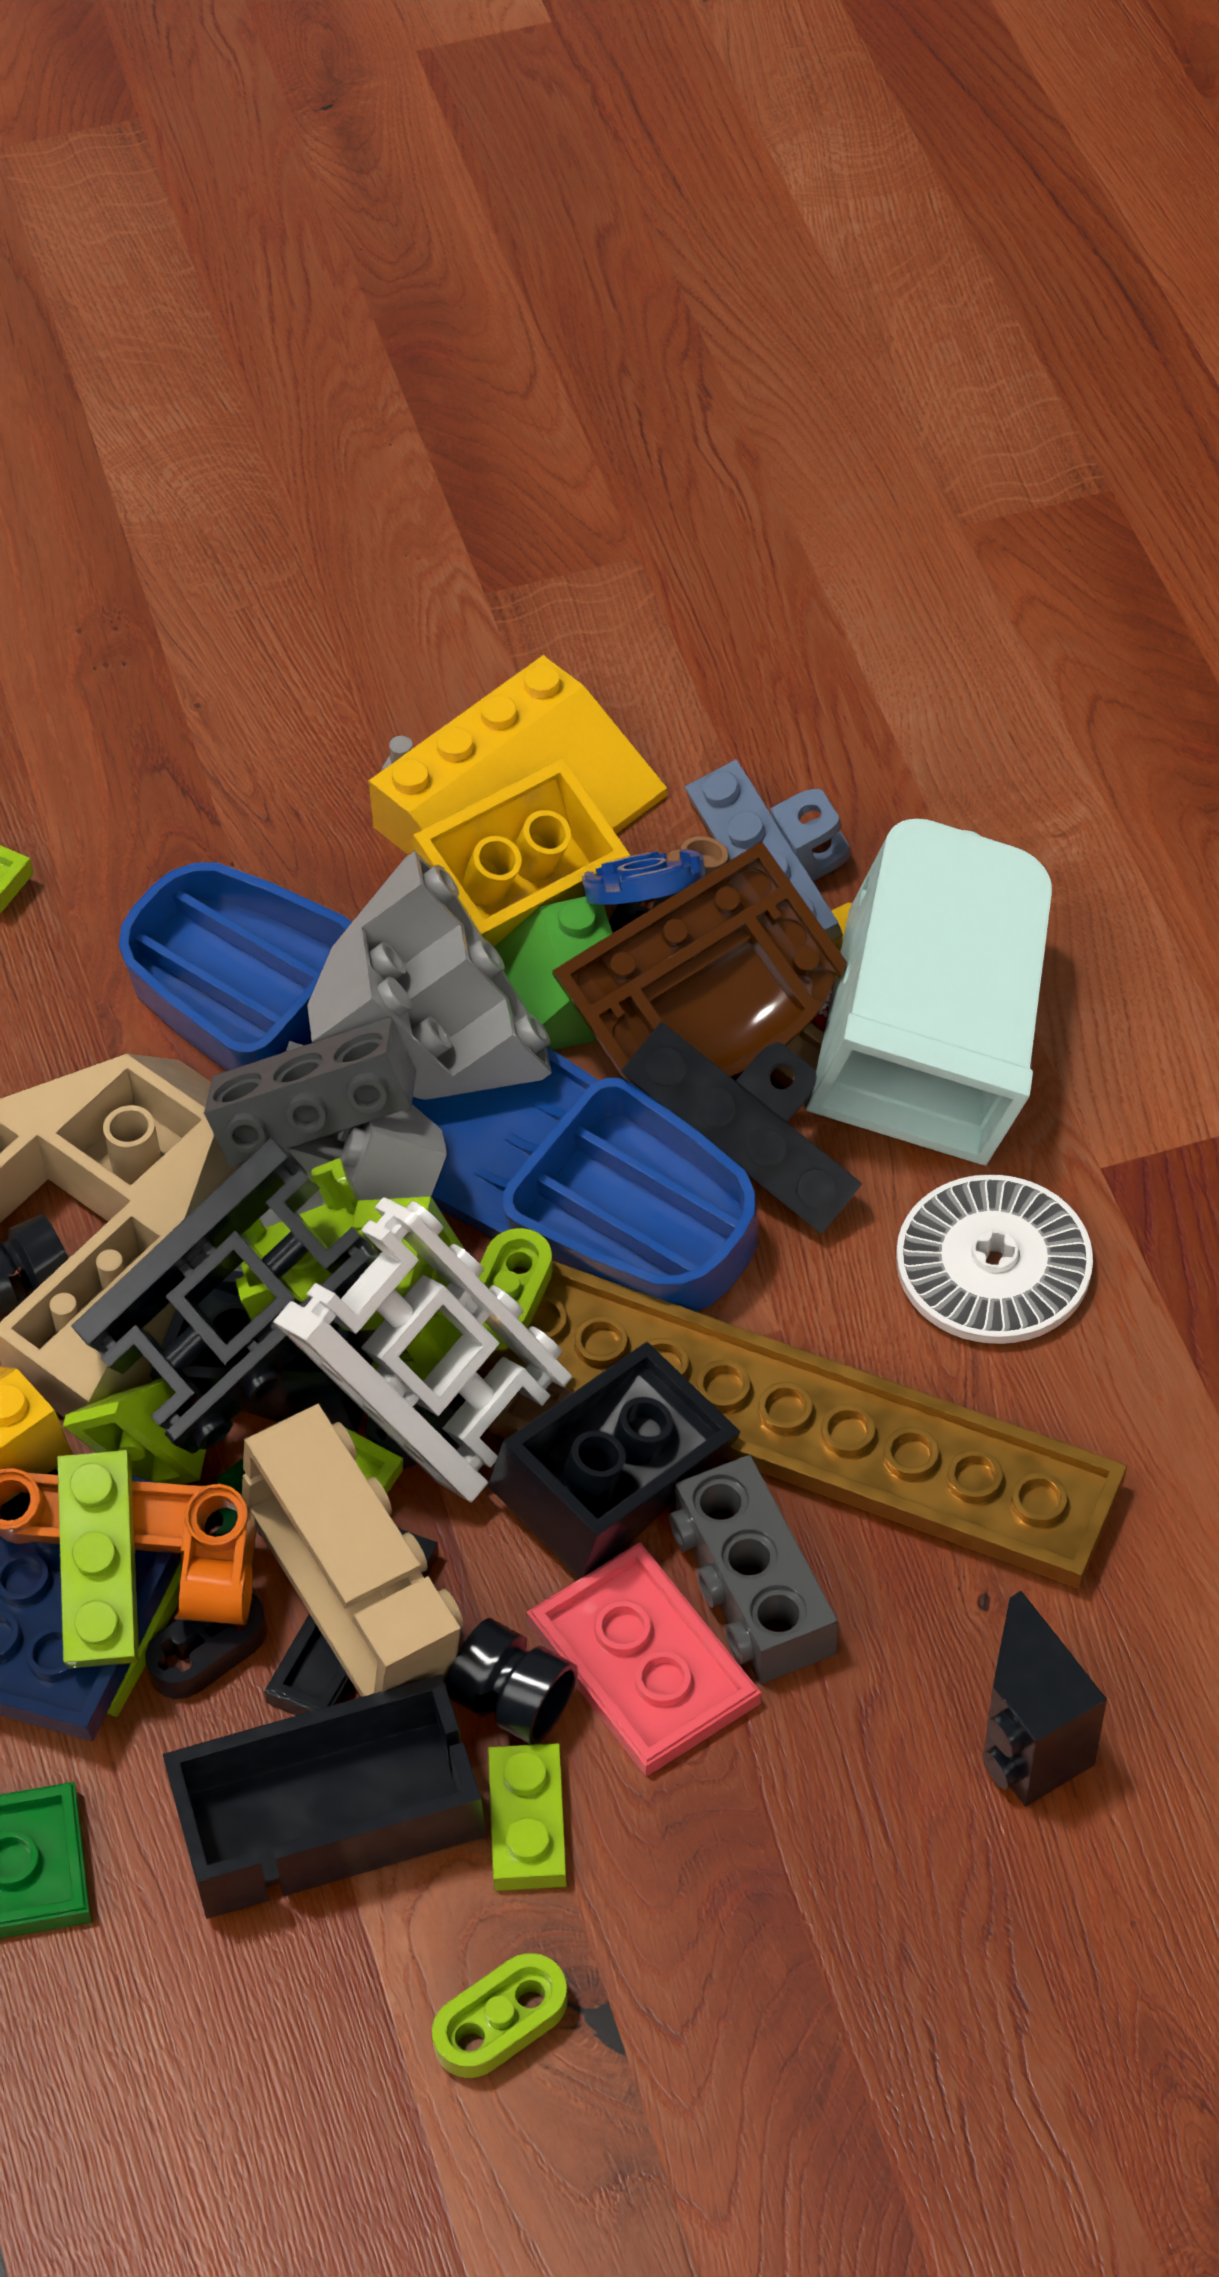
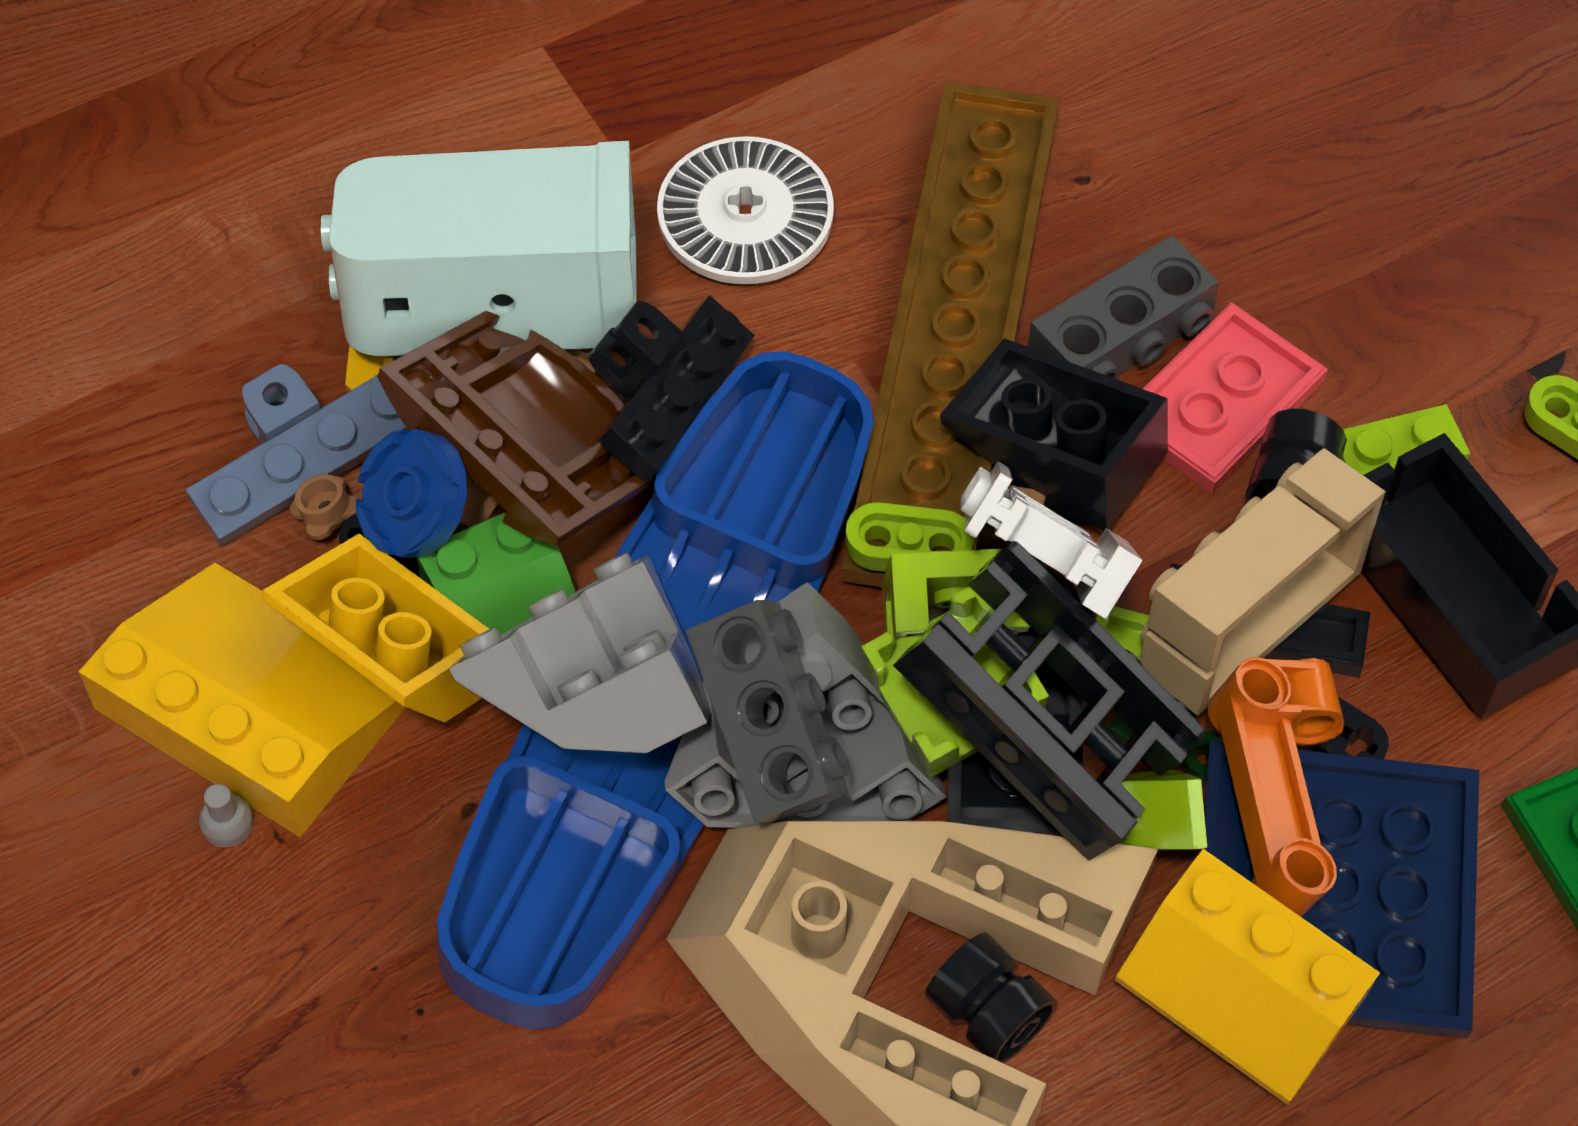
camera: 105 degrees left, 5 degrees up
(97, 1559) = (1332, 781): lime plate -> none
(1041, 1709) = (1202, 98): black slope -> none

